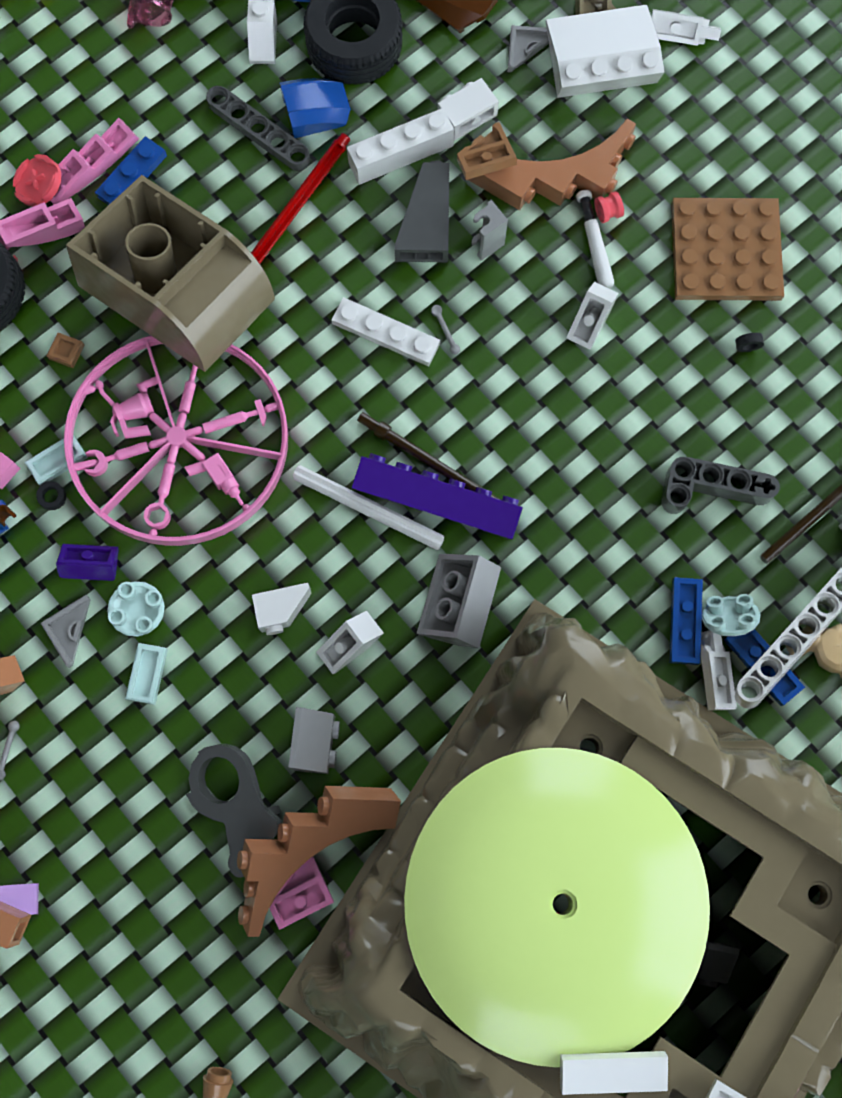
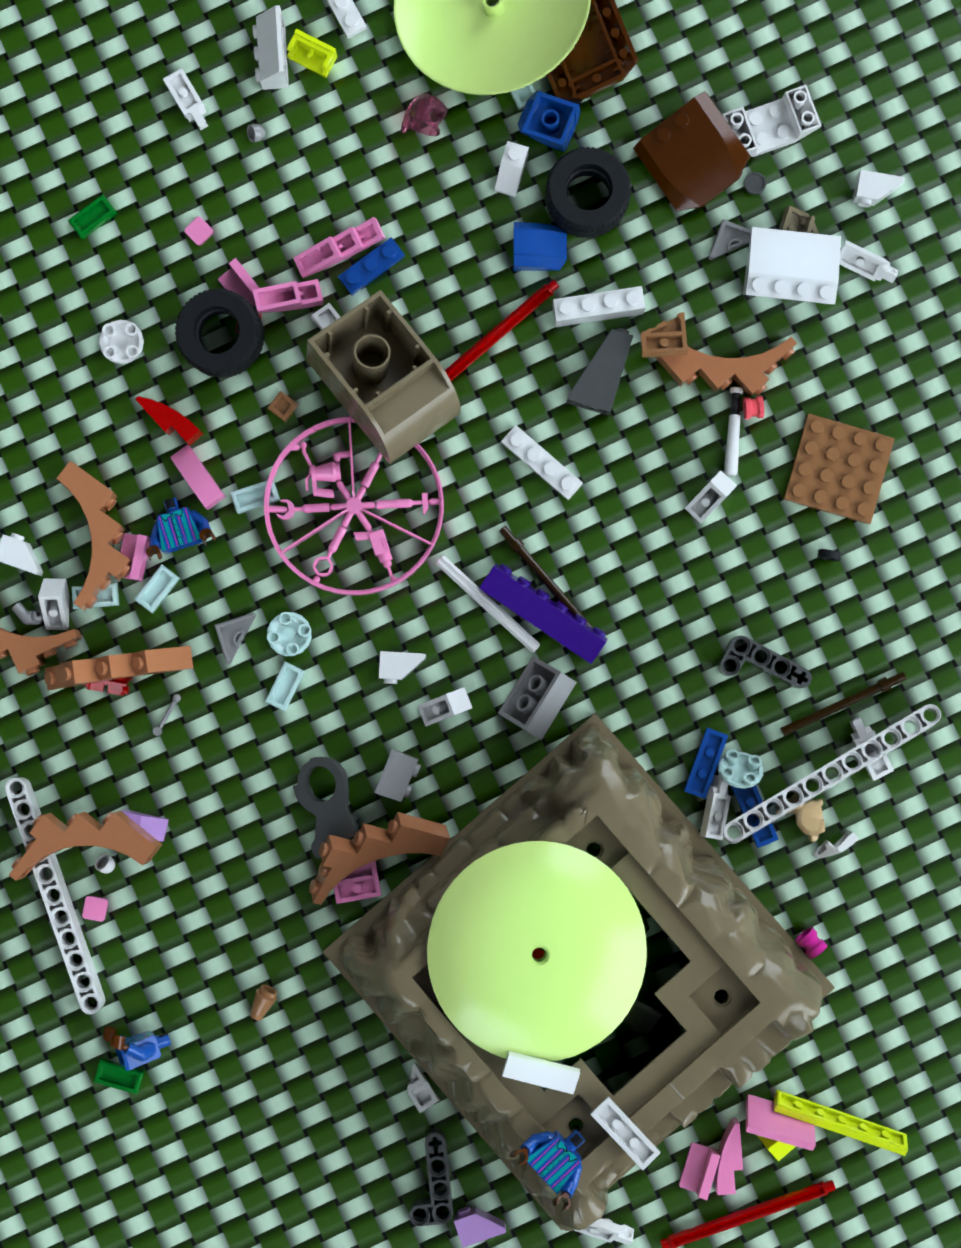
camera: 20 degrees right, 10 degrees up
(37, 180) = (293, 253): coral tile -> none
(44, 488) = (238, 518): black piece -> none
(87, 562) = (261, 586): dark purple slope -> none
(263, 138) = (487, 265): dark grey beam -> none
(437, 311) = (587, 456): light grey hinge -> none
(470, 107) = (664, 286): white brick -> none
(492, 232) = (650, 404): light grey hinge -> none

